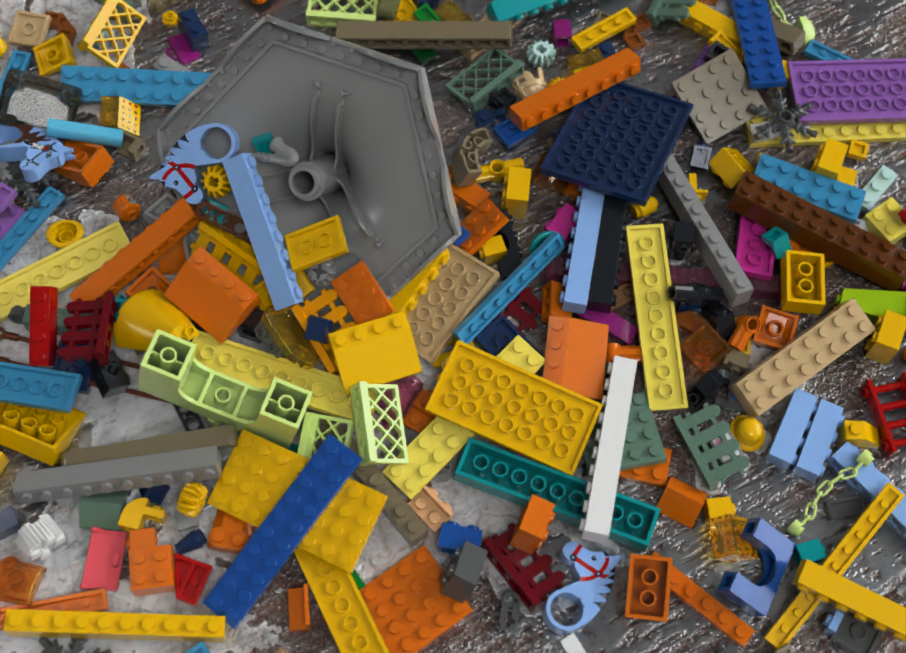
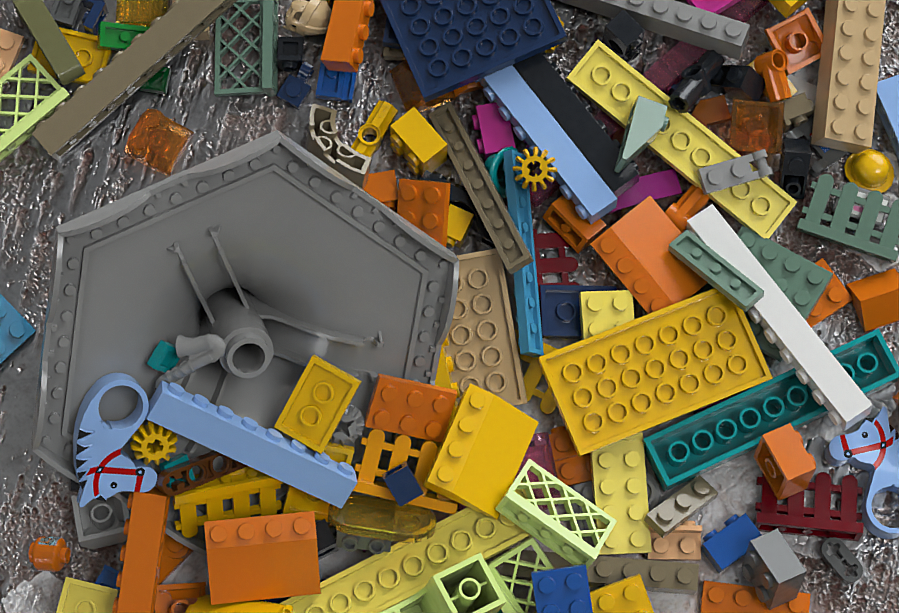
camera: 45 degrees left, 10 degrees up
(452, 492) = (681, 506): none -> dark tan plate
(522, 239) = (481, 188): none -> dark tan plate
(565, 252) = (526, 171): none -> yellow gear
(600, 390) = (716, 270): none -> sand green plate
(635, 285) = (643, 125): none -> slope
(667, 357) = (733, 172): none -> light grey plate

